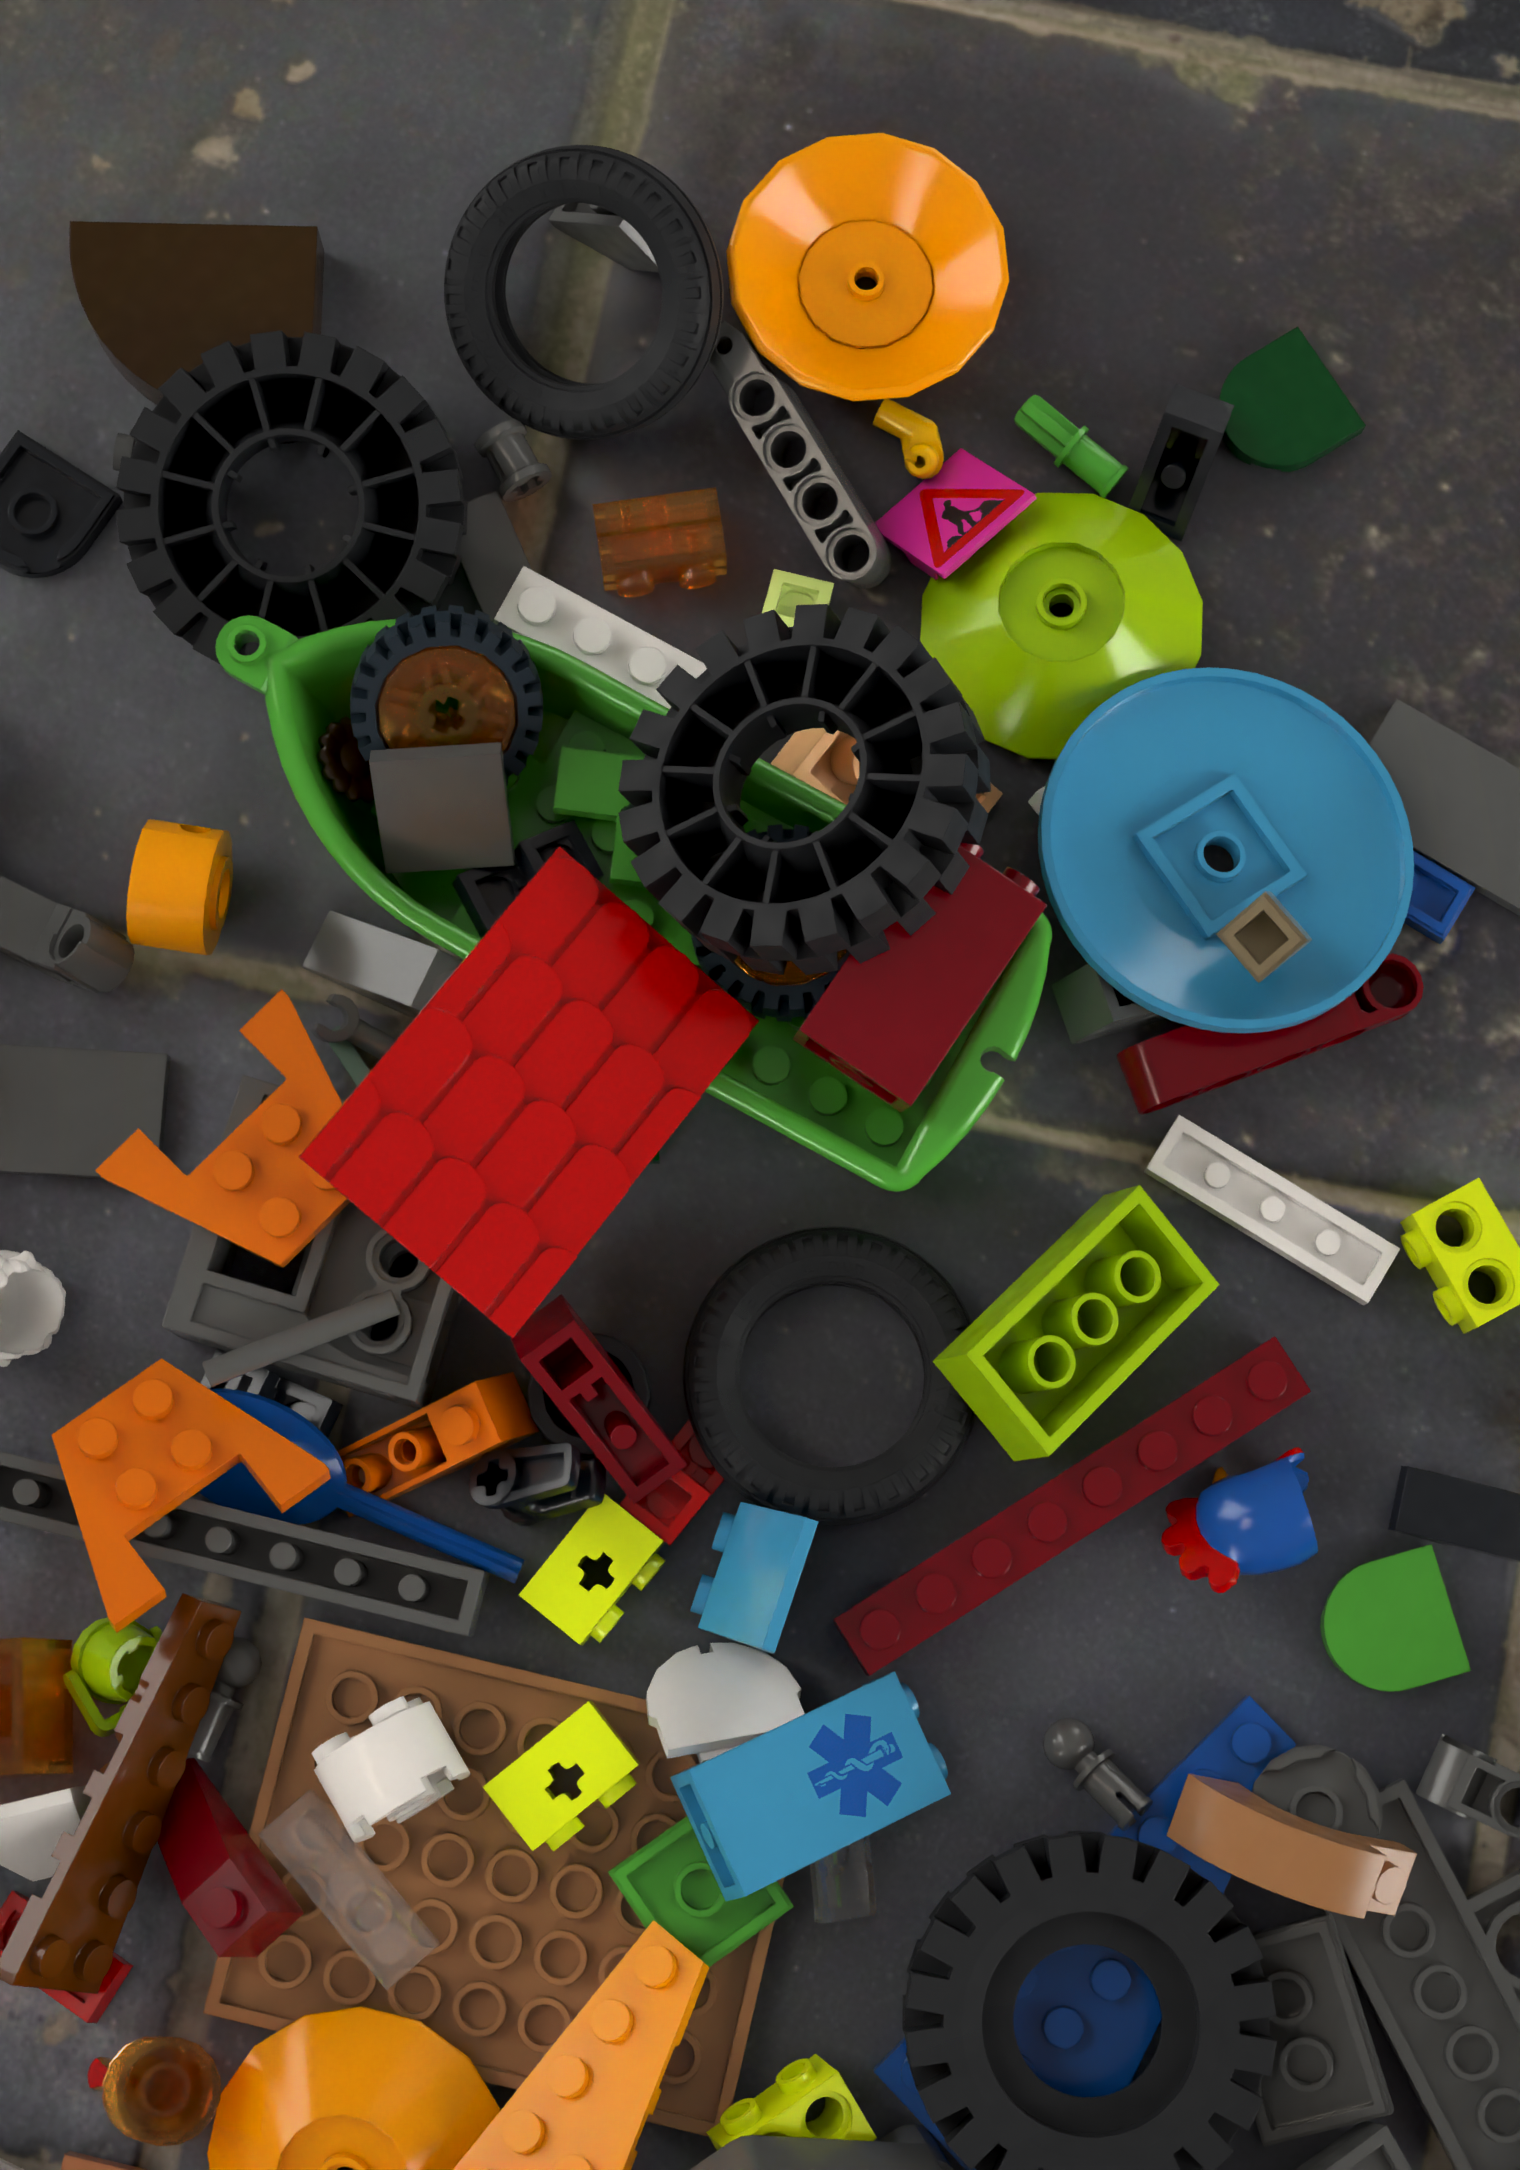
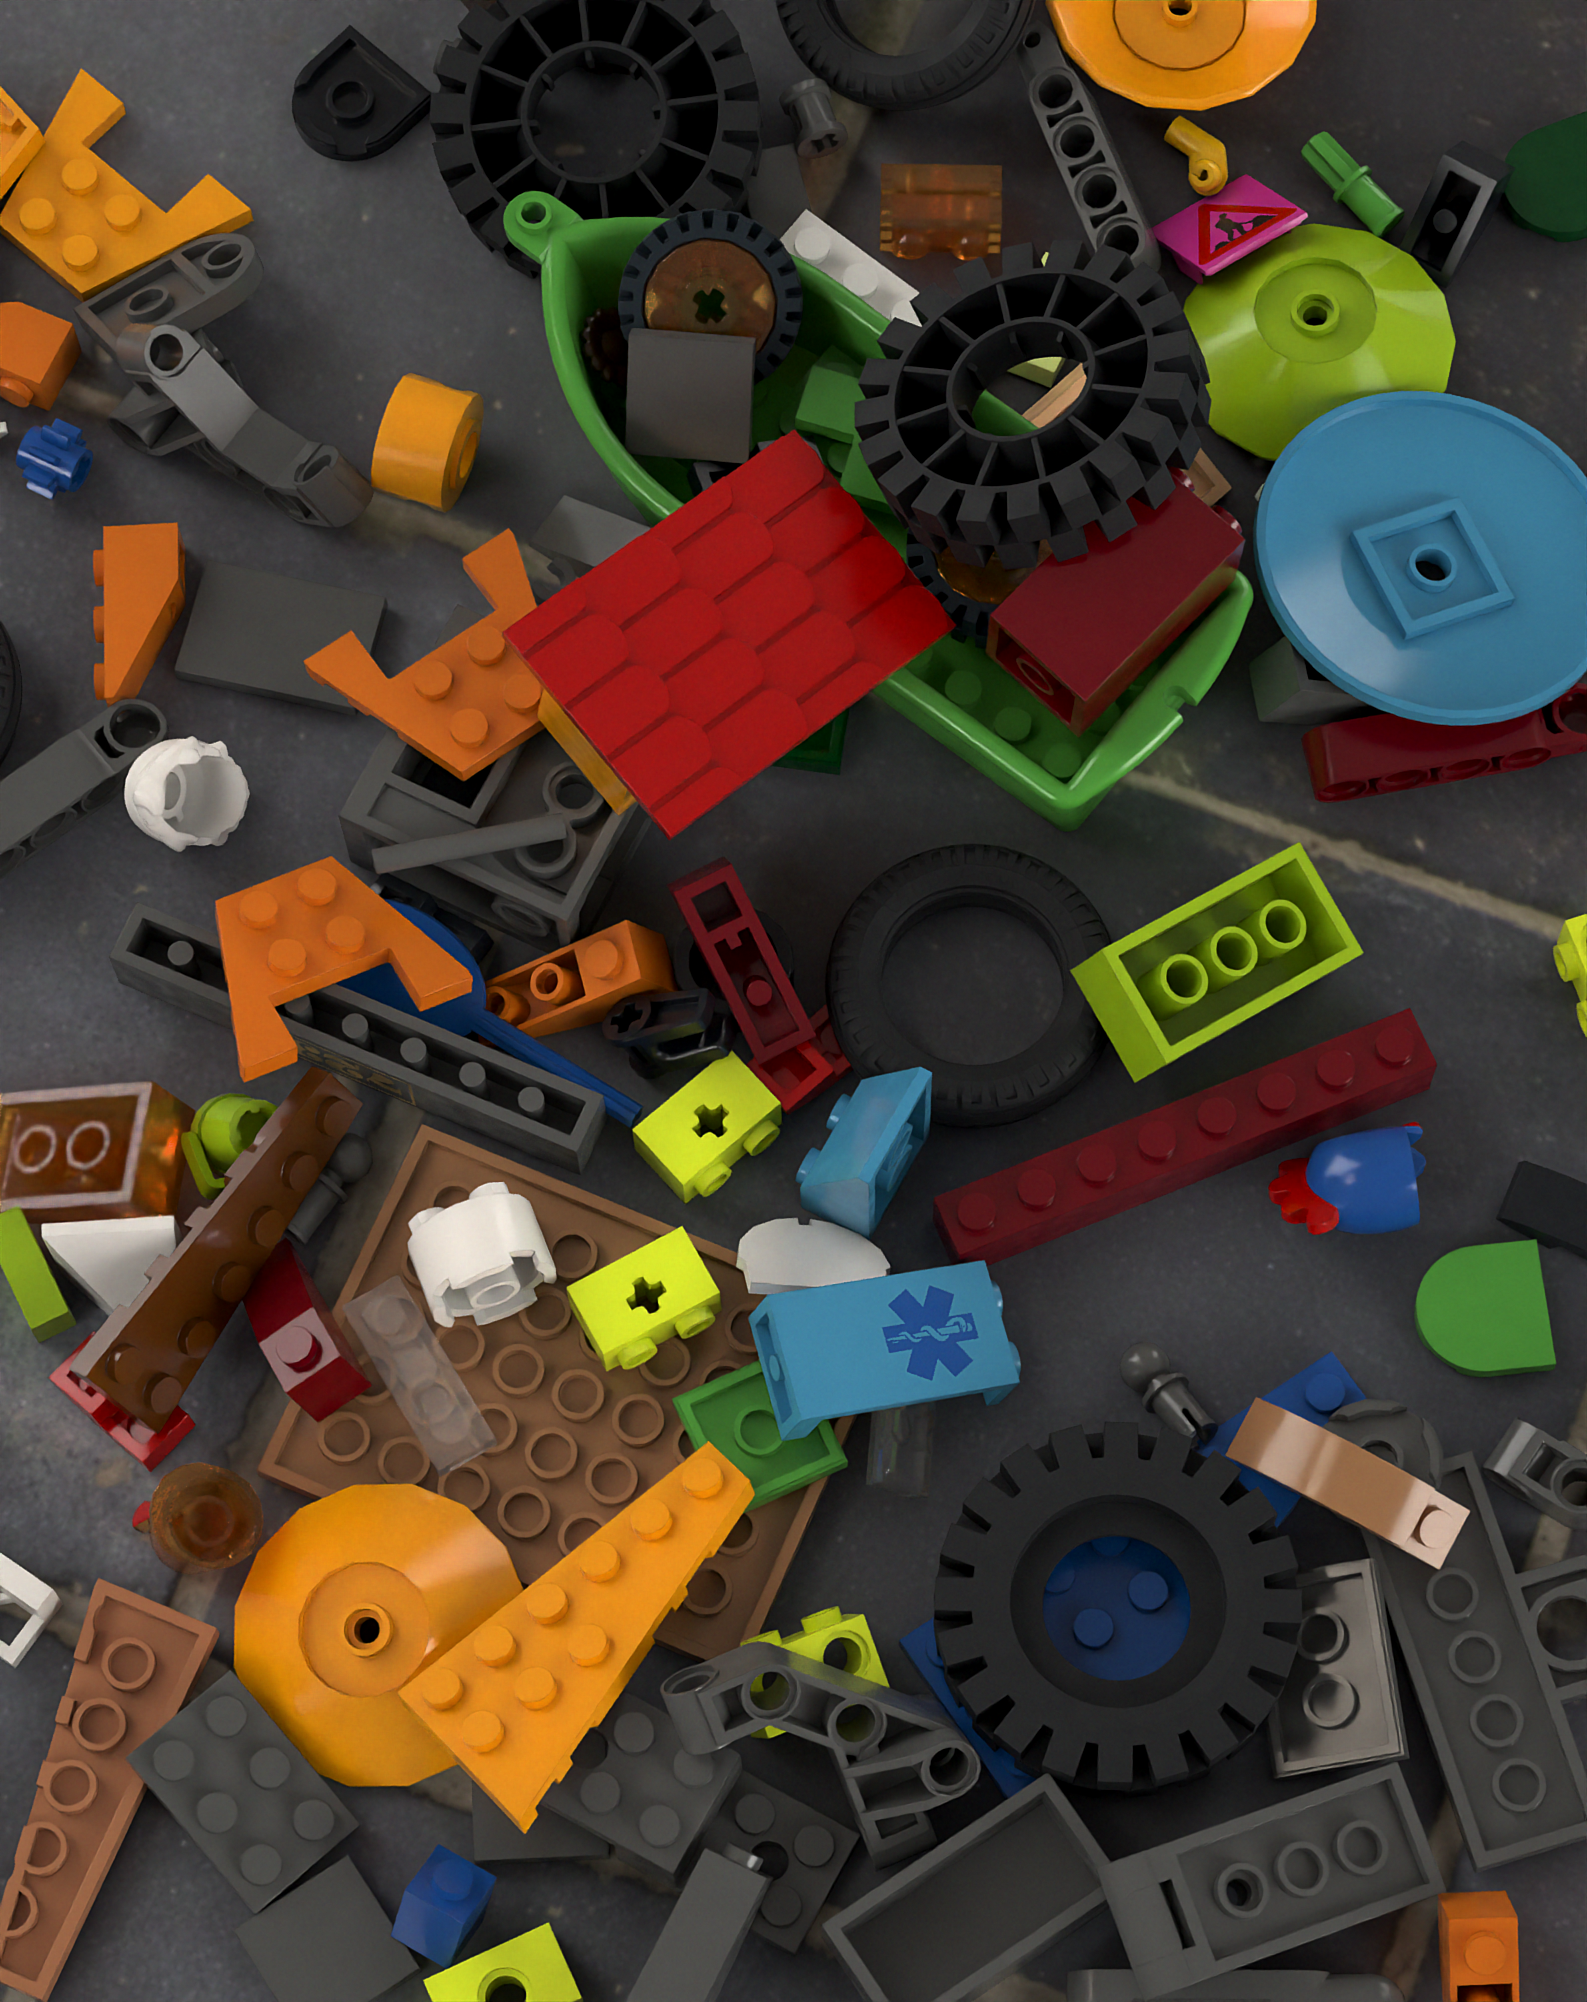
camera: 15 degrees right, 10 degrees down
(1264, 936) = (1458, 634): dark tan slope -> none
(1272, 1210) = (1430, 905): white plate -> none

